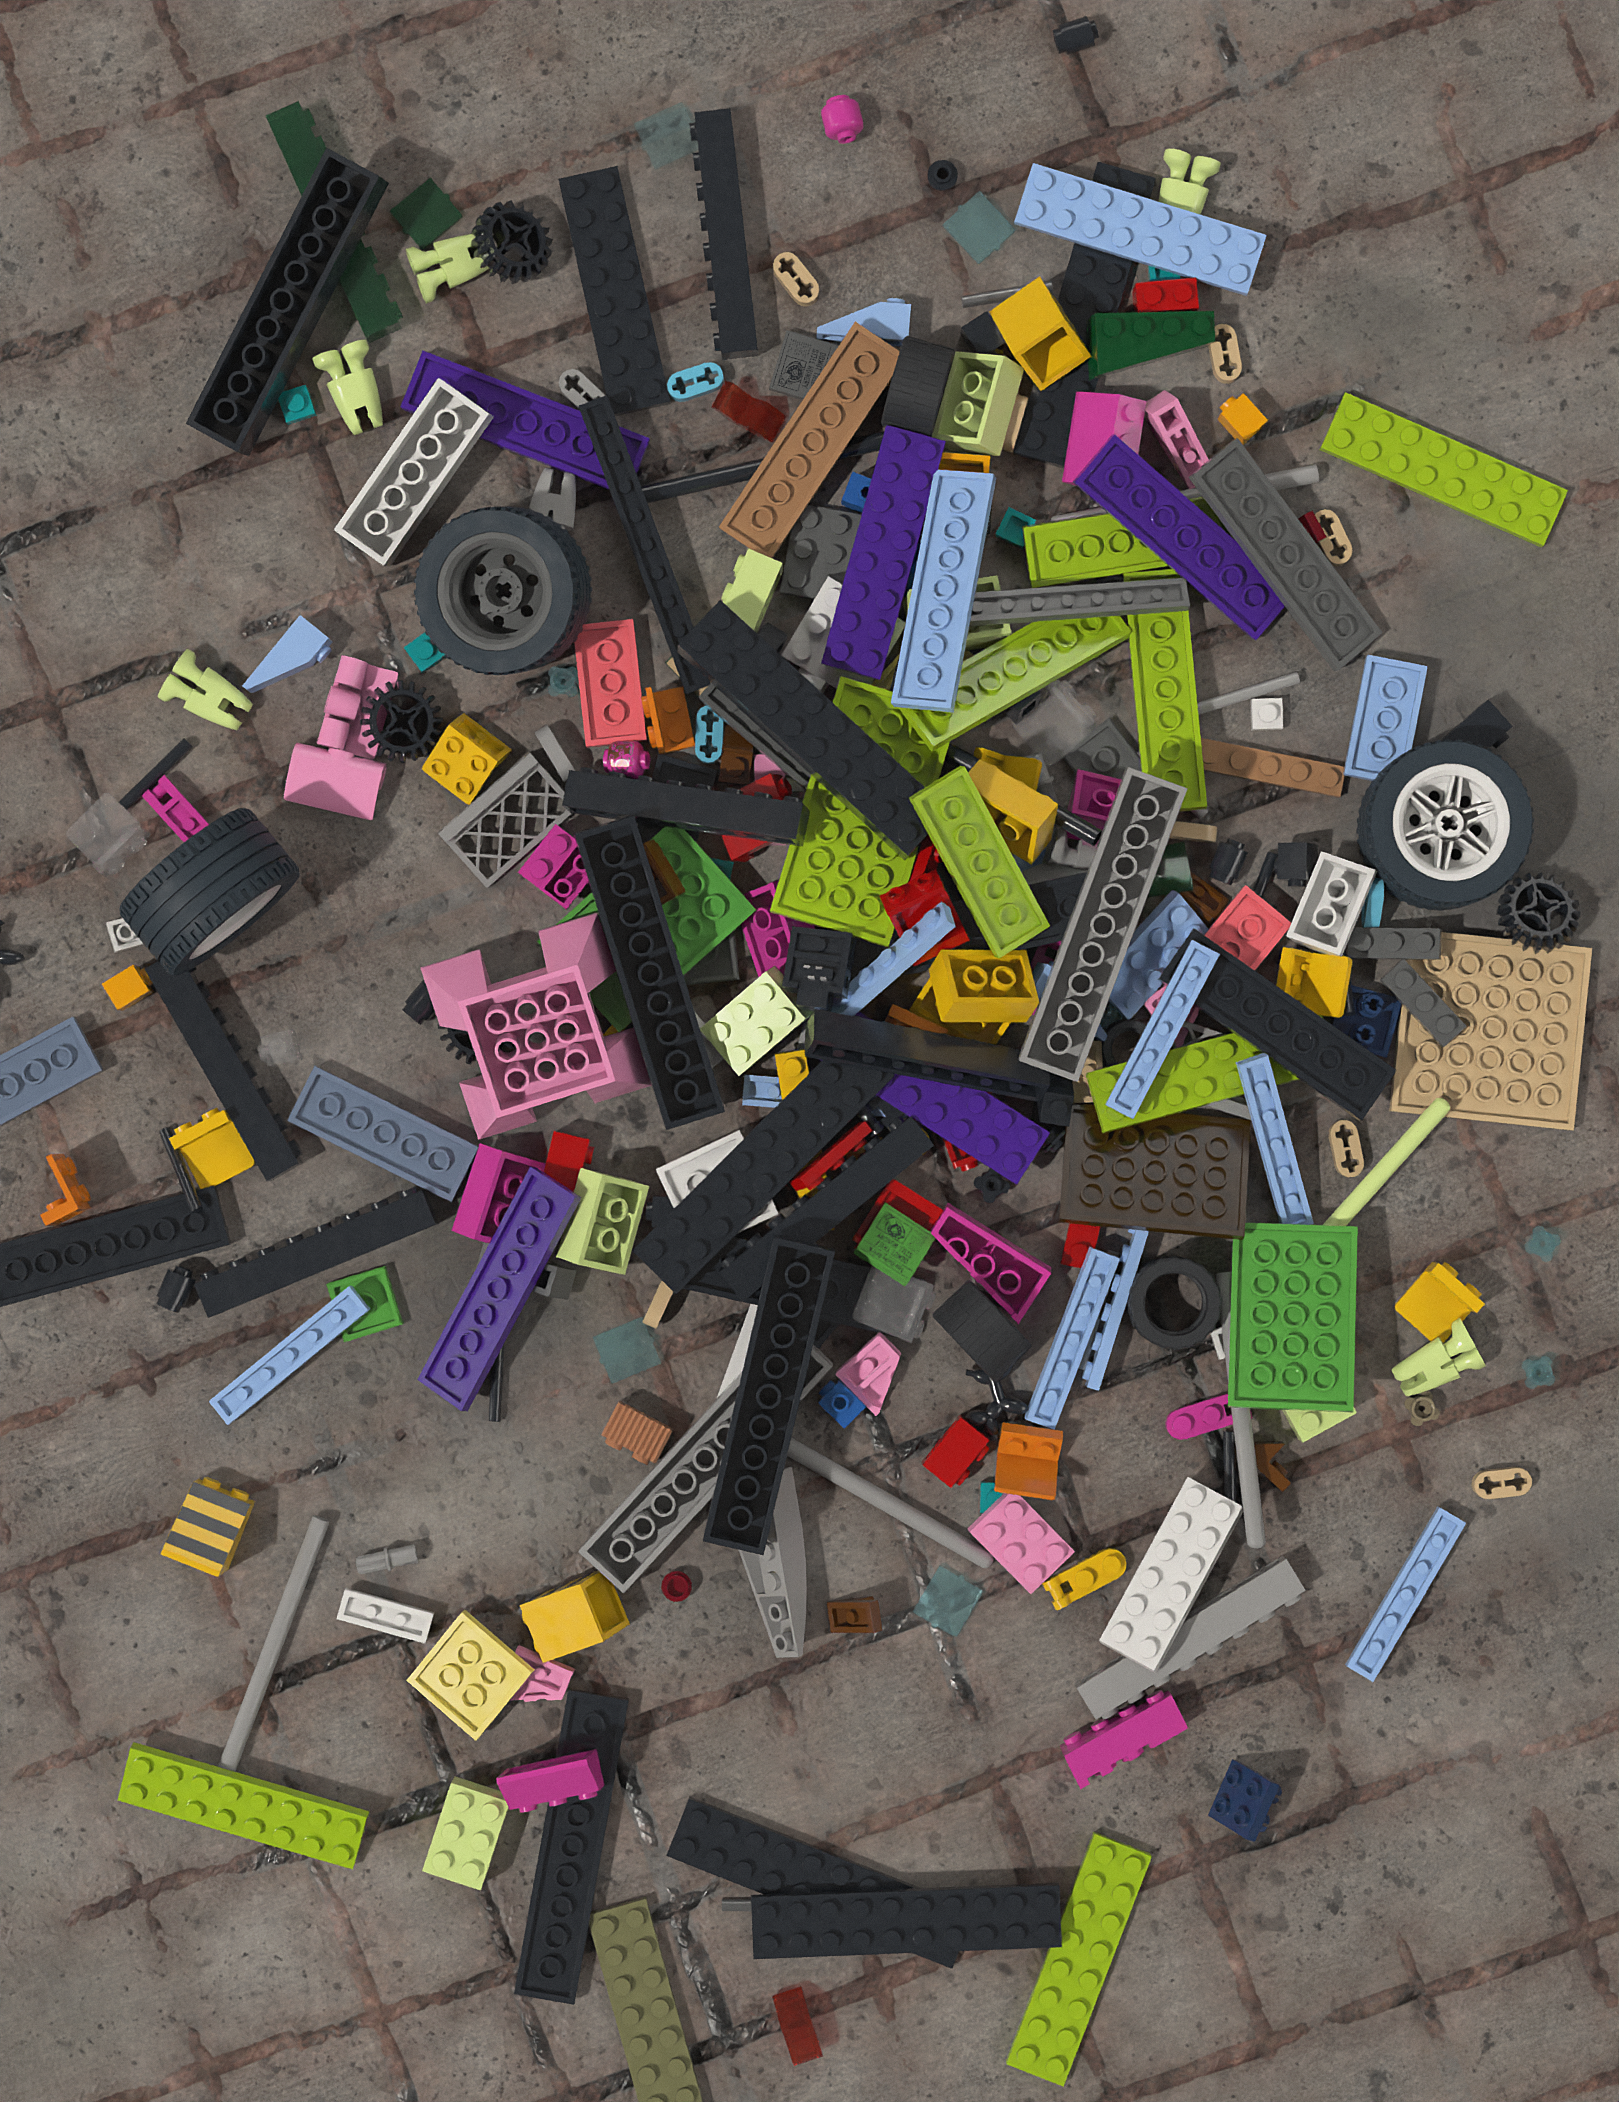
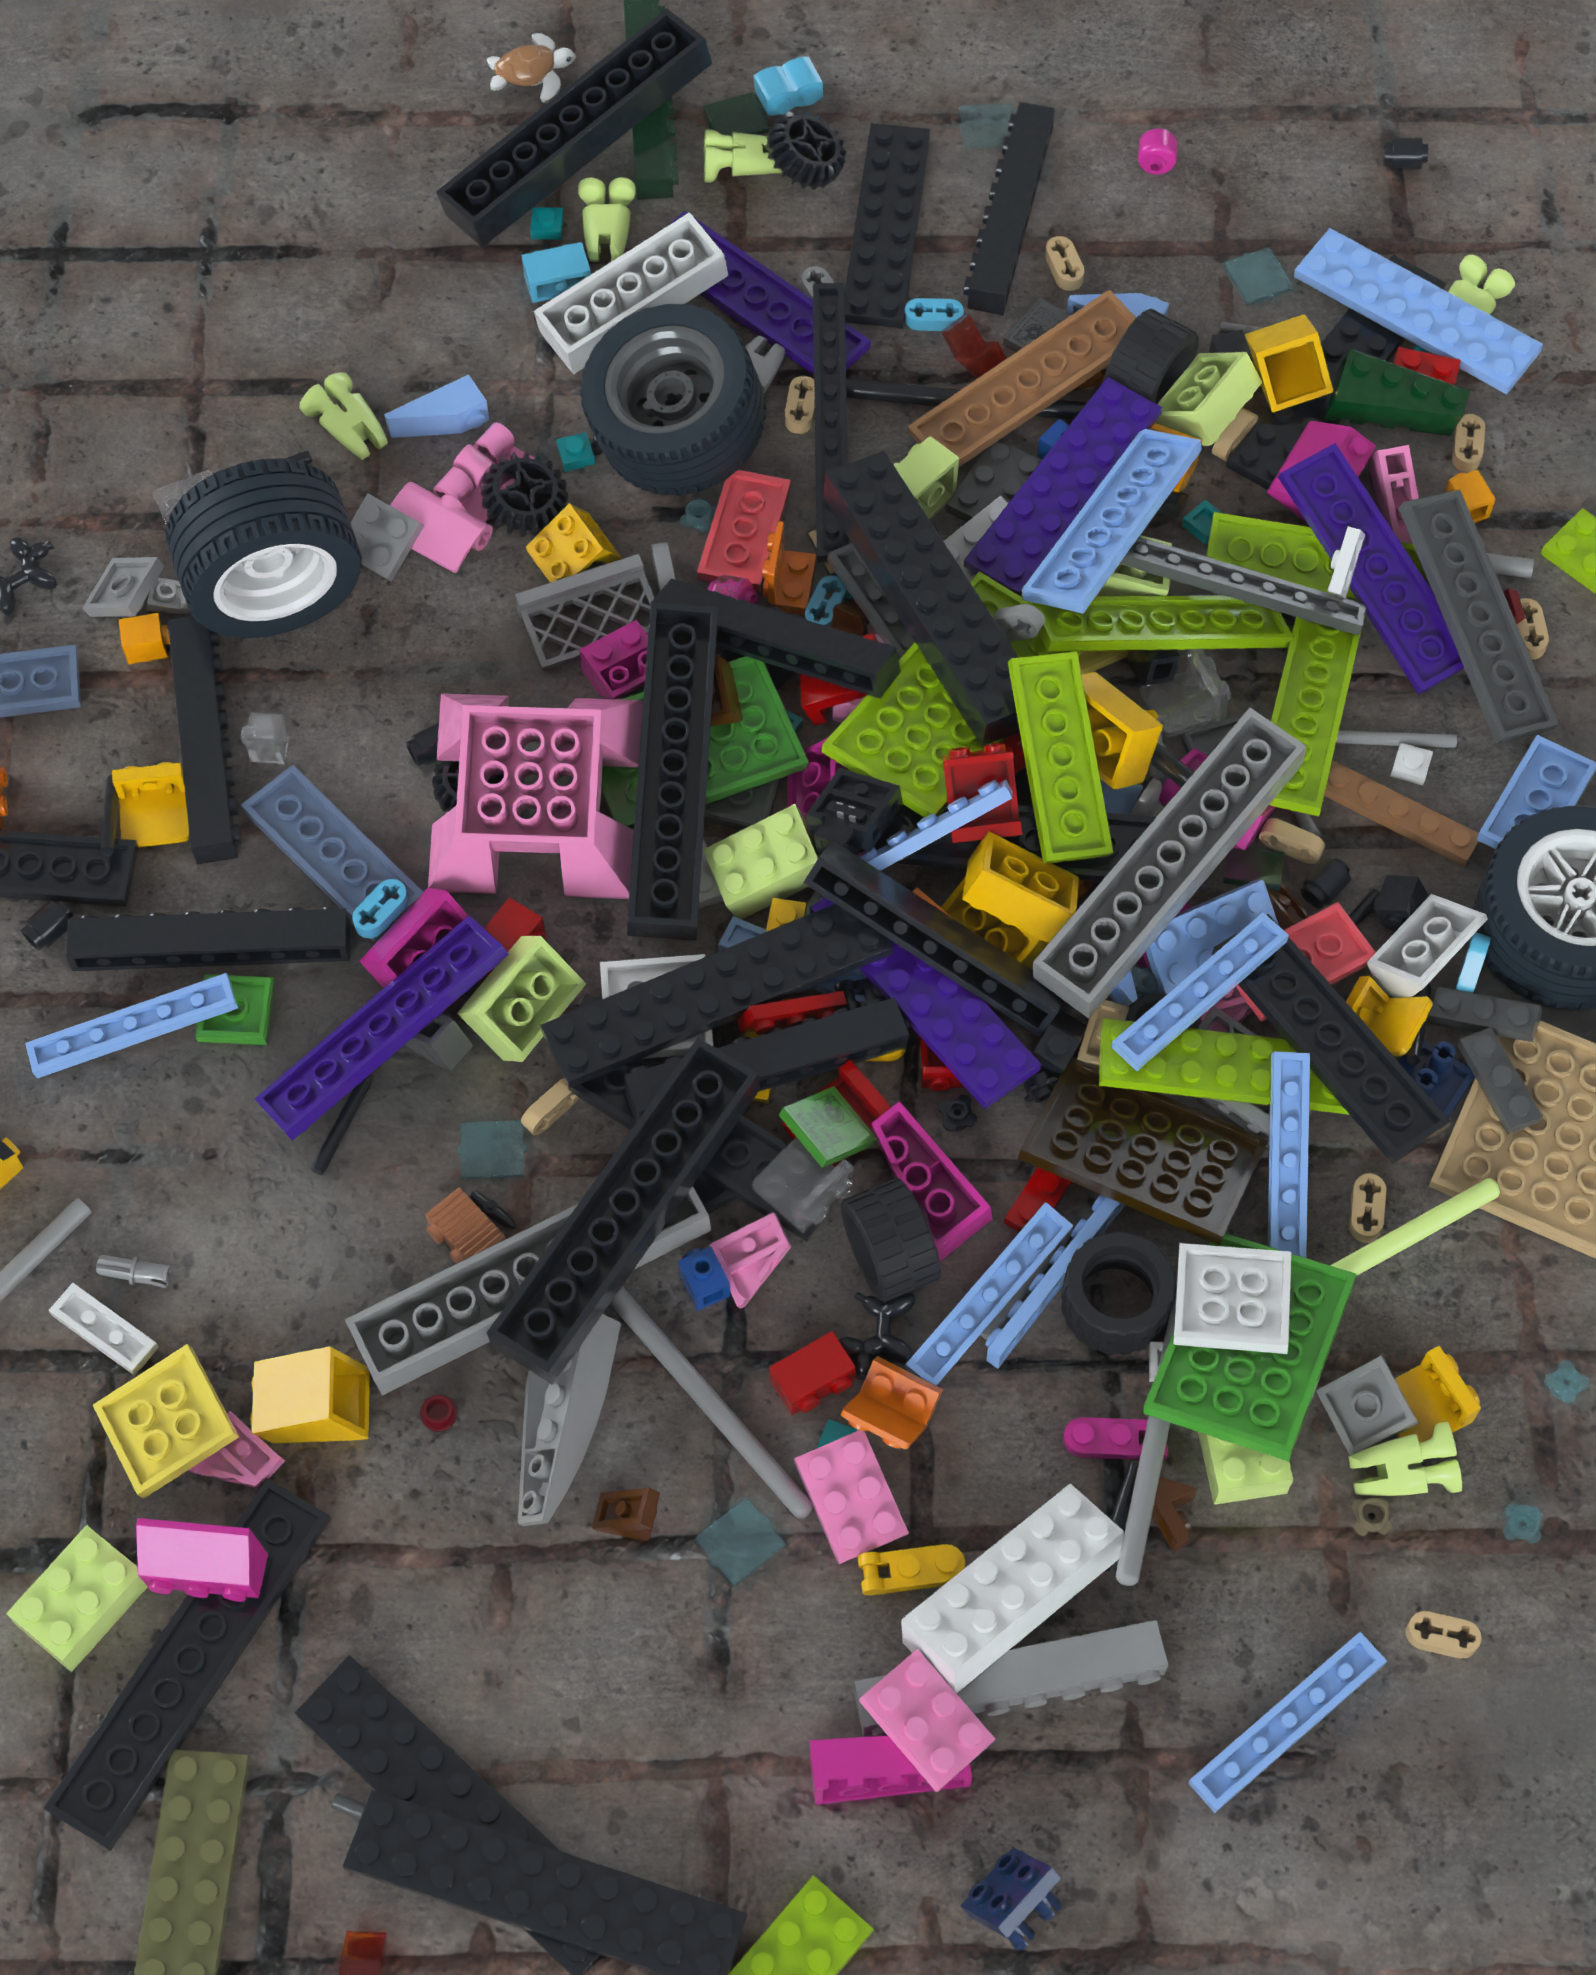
camera: 20 degrees right, 25 degrees down
(88, 945) = (123, 587): none -> light grey plate
(208, 227) = (532, 66): none -> animal
(292, 810) = (383, 536): none -> light grey plate
(330, 462) = (554, 270): none -> medium azure brick
(442, 1176) = (378, 907): none -> medium azure beam
(464, 163) = (788, 86): none -> medium azure brick
(602, 528) = (796, 404): none -> tan beam
(648, 1402) = (492, 1210): none -> black helmet
(895, 733) = (1019, 621): none -> light grey beam
(942, 184) = (1237, 224): black plate -> none
(1142, 1702) = (927, 1720): none -> bright pink plate
(1158, 554) = (1345, 562): none -> white plate
(1268, 1288) = (1233, 1298): none -> white plate
(1395, 1325) = (1367, 1406): none -> light grey plate

